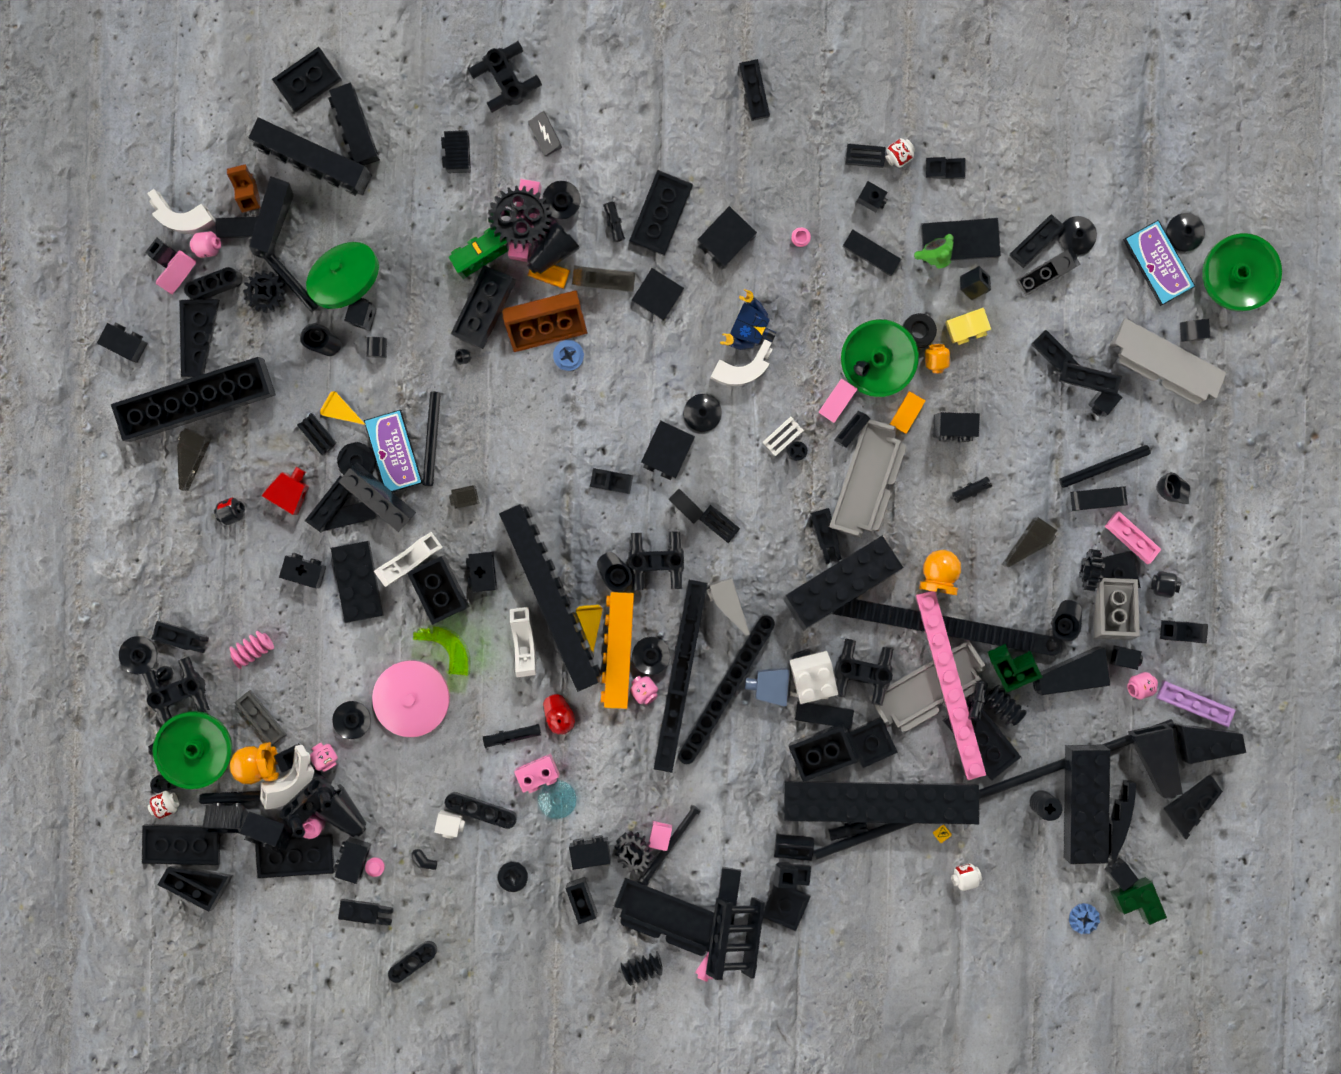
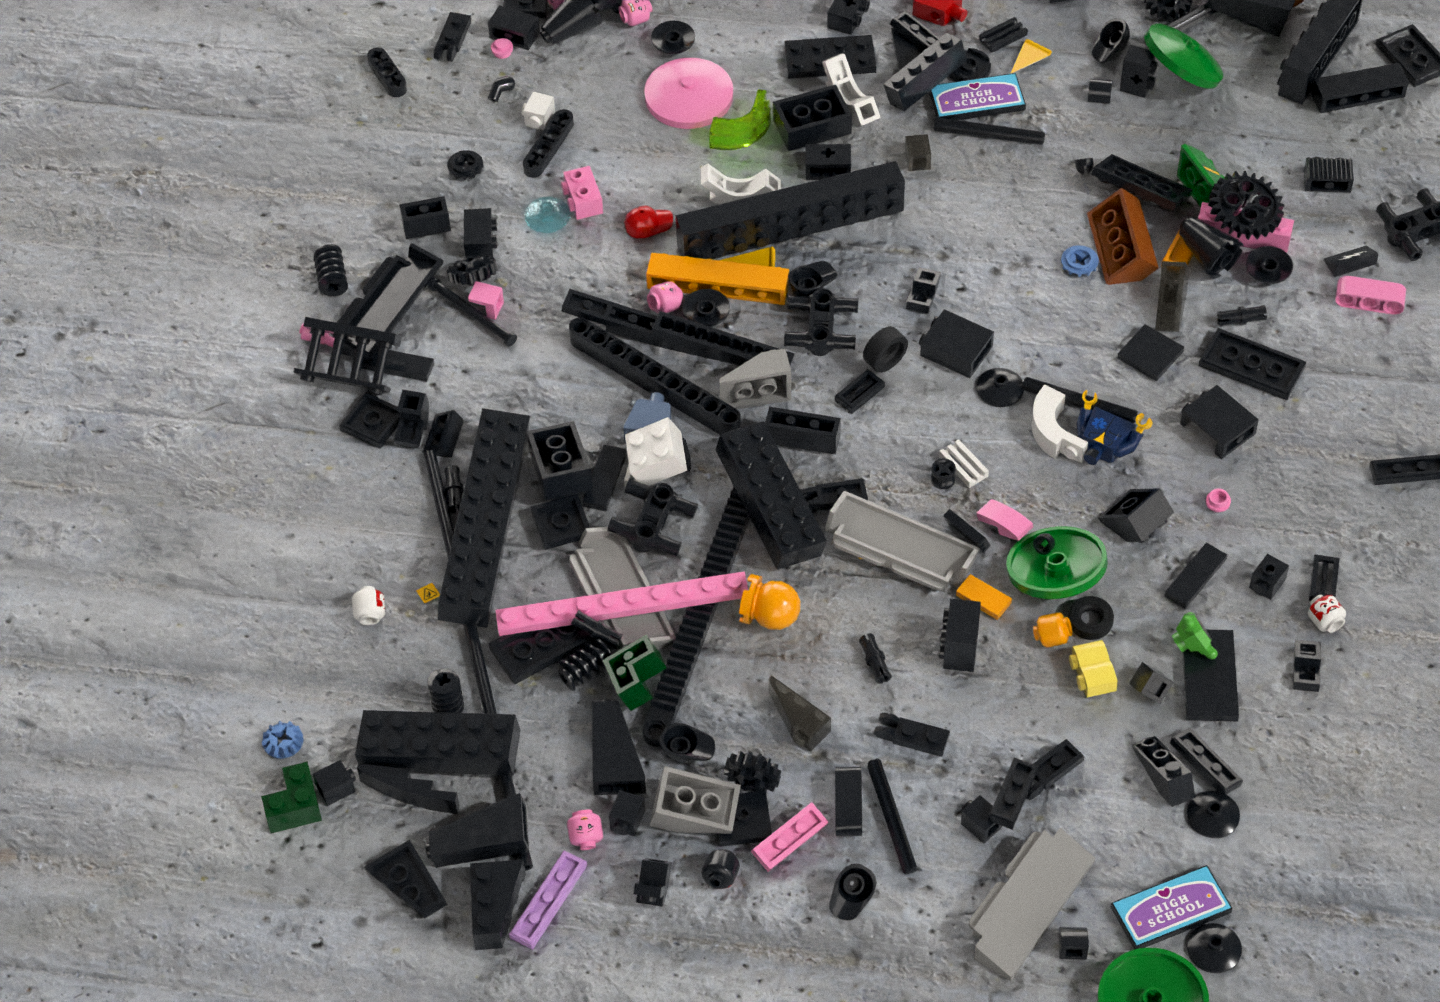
camera: 100 degrees right, 35 degrees down
(512, 735) = (630, 167): black pin -> none
(584, 117) = (1370, 295): none -> bright pink beam
(712, 348) = (1075, 398): none -> black axle
(772, 565) = (804, 430): none -> black brick
(822, 299) = (1137, 514): none -> black slope
(1034, 455) = (913, 734): none -> black hinge

